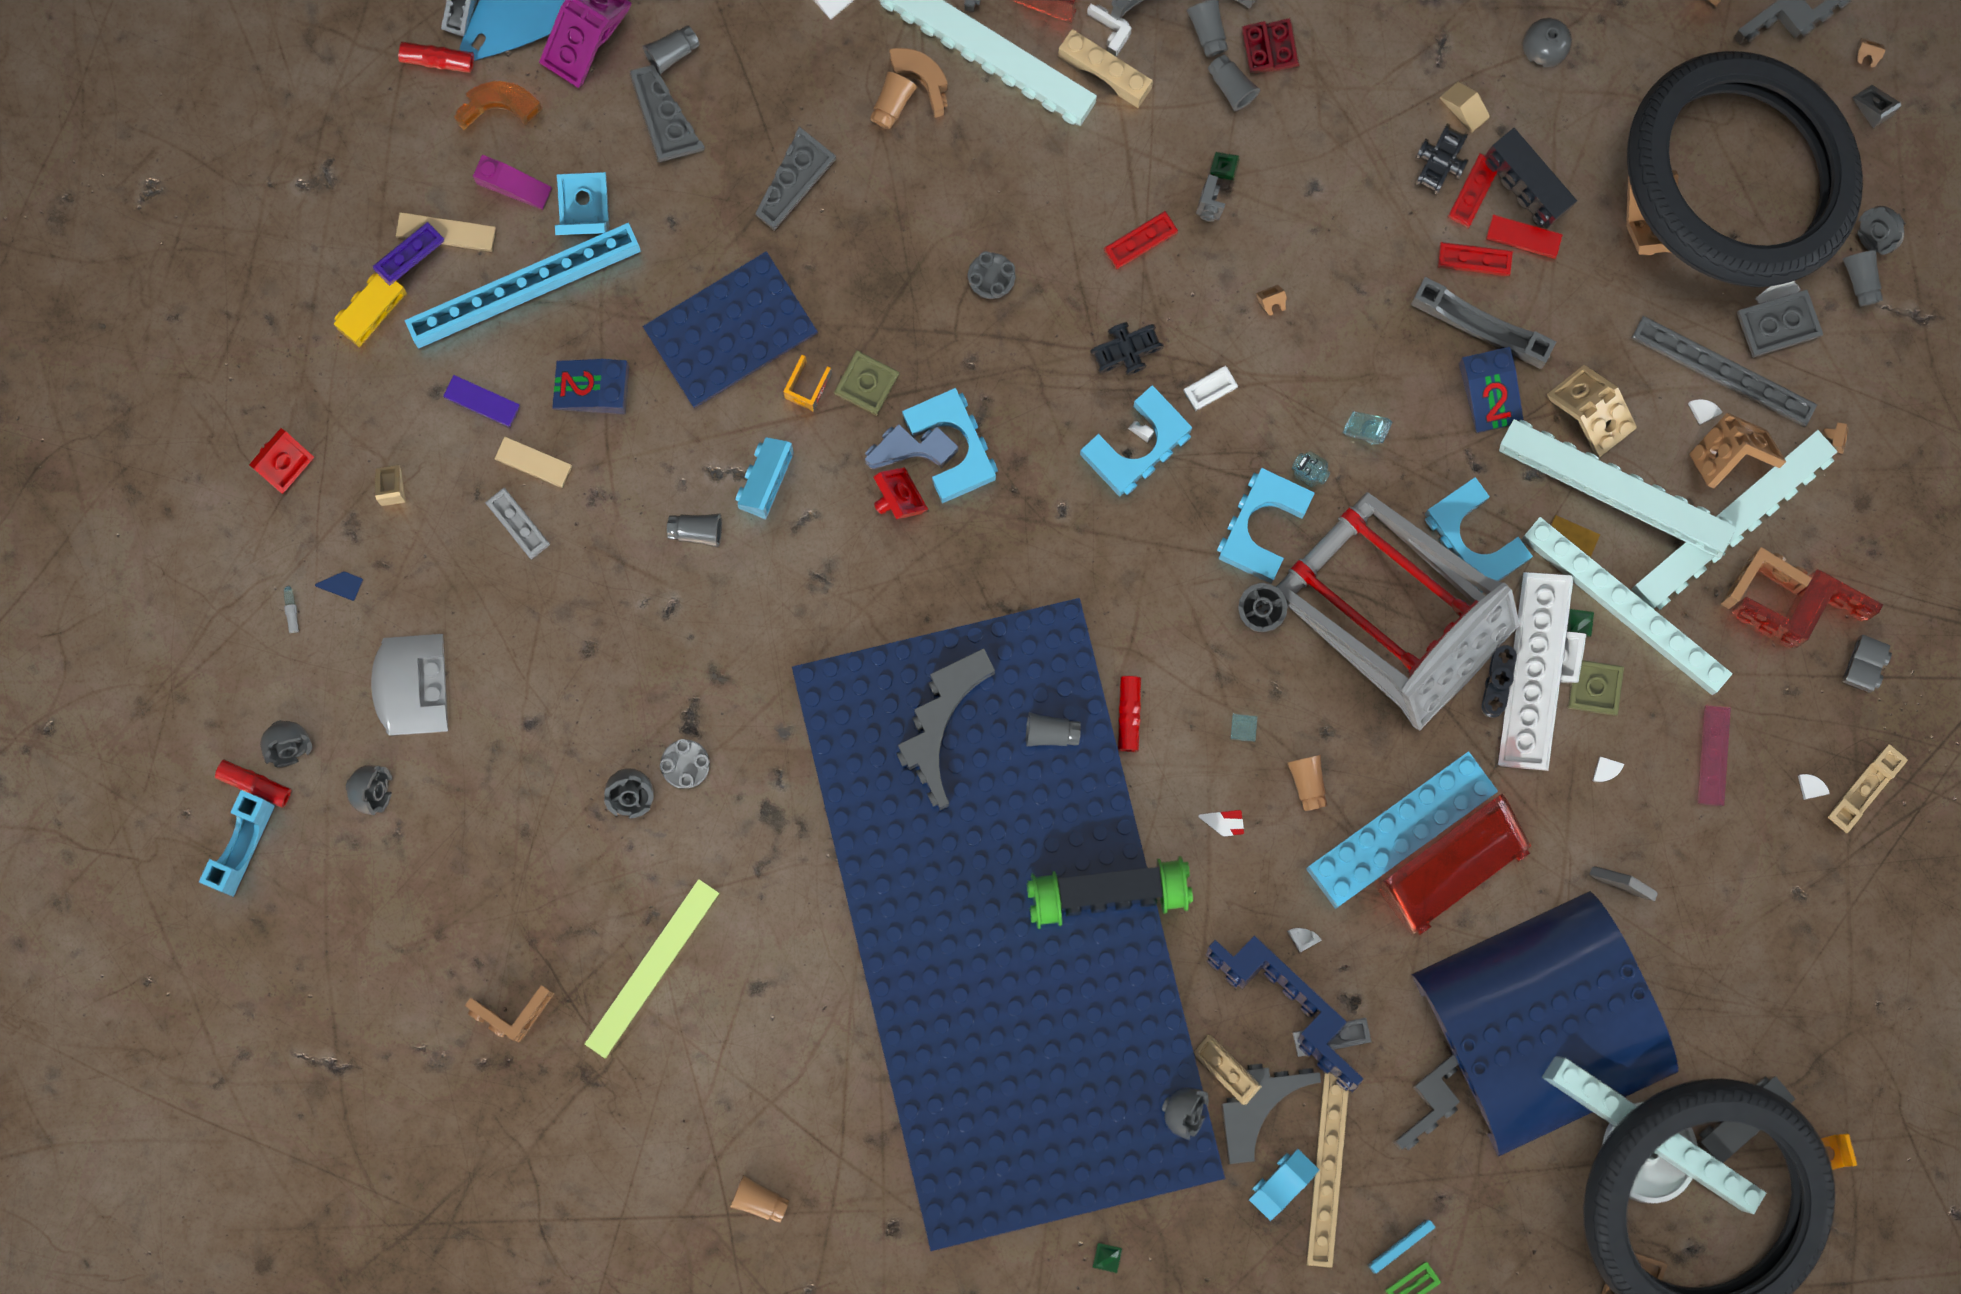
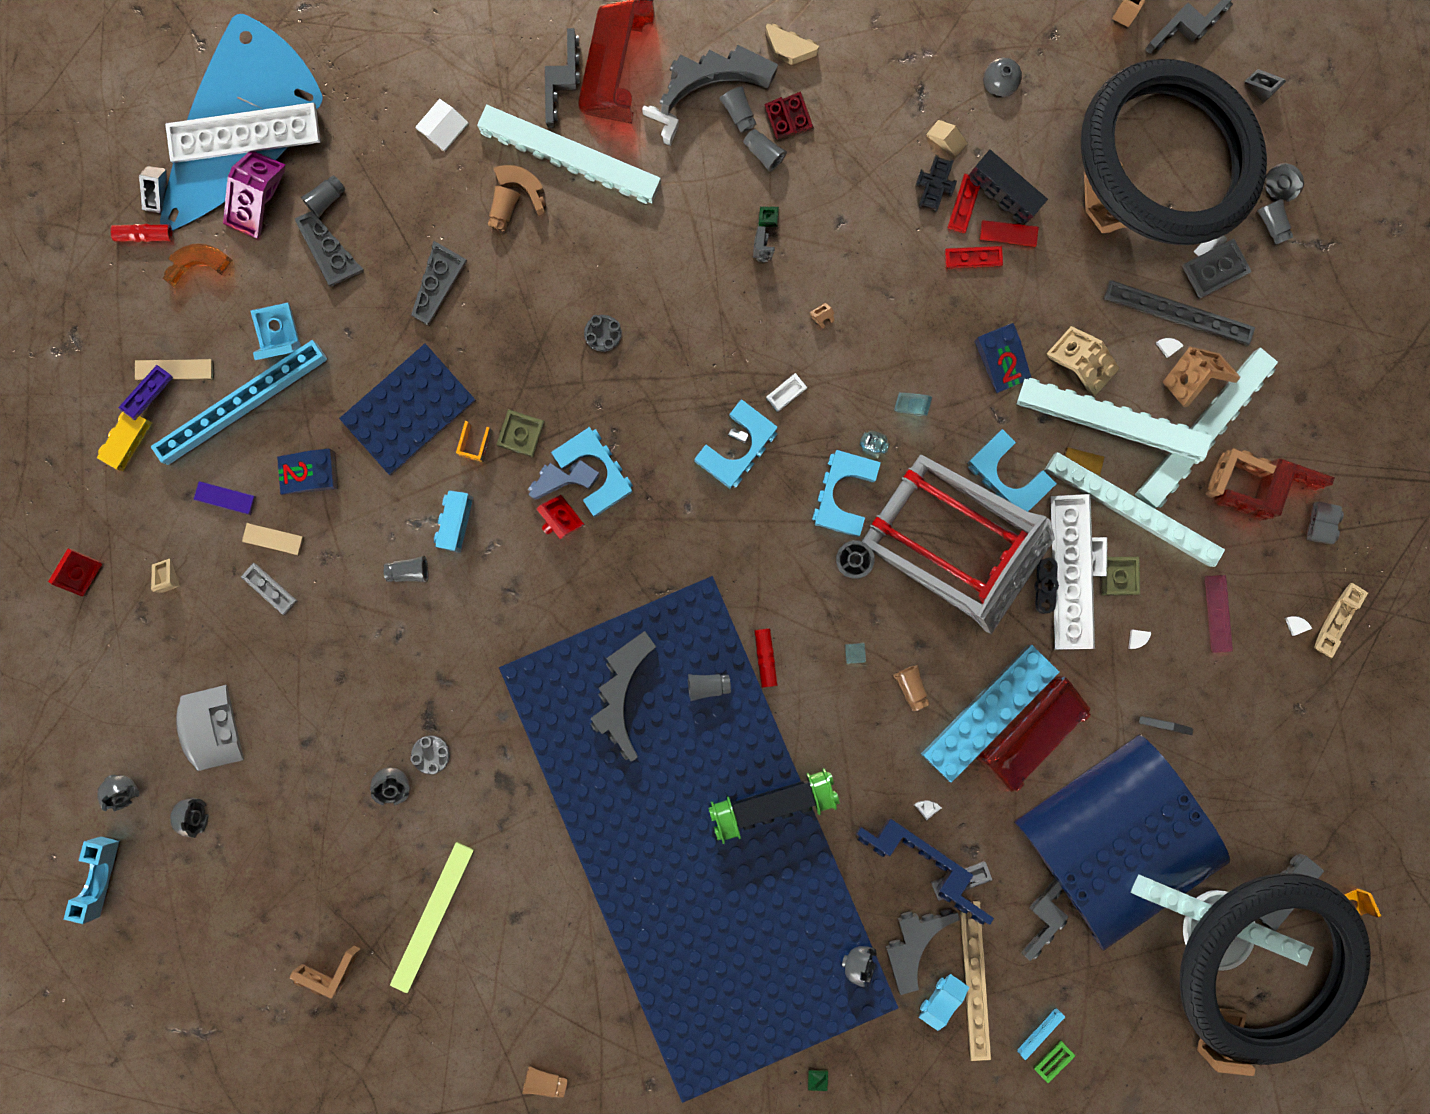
camera: 10 degrees left, 5 degrees up
(253, 783) = (99, 827): red axle -> none
(290, 610) = (105, 686): light grey piece -> none
(342, 584) = (141, 659): dark blue sticker -> none
(511, 182) = (217, 322): magenta slope -> none
(1088, 56) = (678, 160): tan arch -> none
(1131, 349) = (722, 369): black axle -> none
(1140, 240) = (713, 285): red tile -> none
(1225, 823) = (853, 729): white sticker -> none
(1227, 1069) = (886, 922): tan tile -> none
(1446, 306) = (955, 297): dark grey arch -> none
(1580, 622) = (1100, 527): dark green tile -> none
(1837, 436) = (1274, 350): medium nougat tile -> none
(1870, 48) = (1255, 40): medium nougat tile -> none

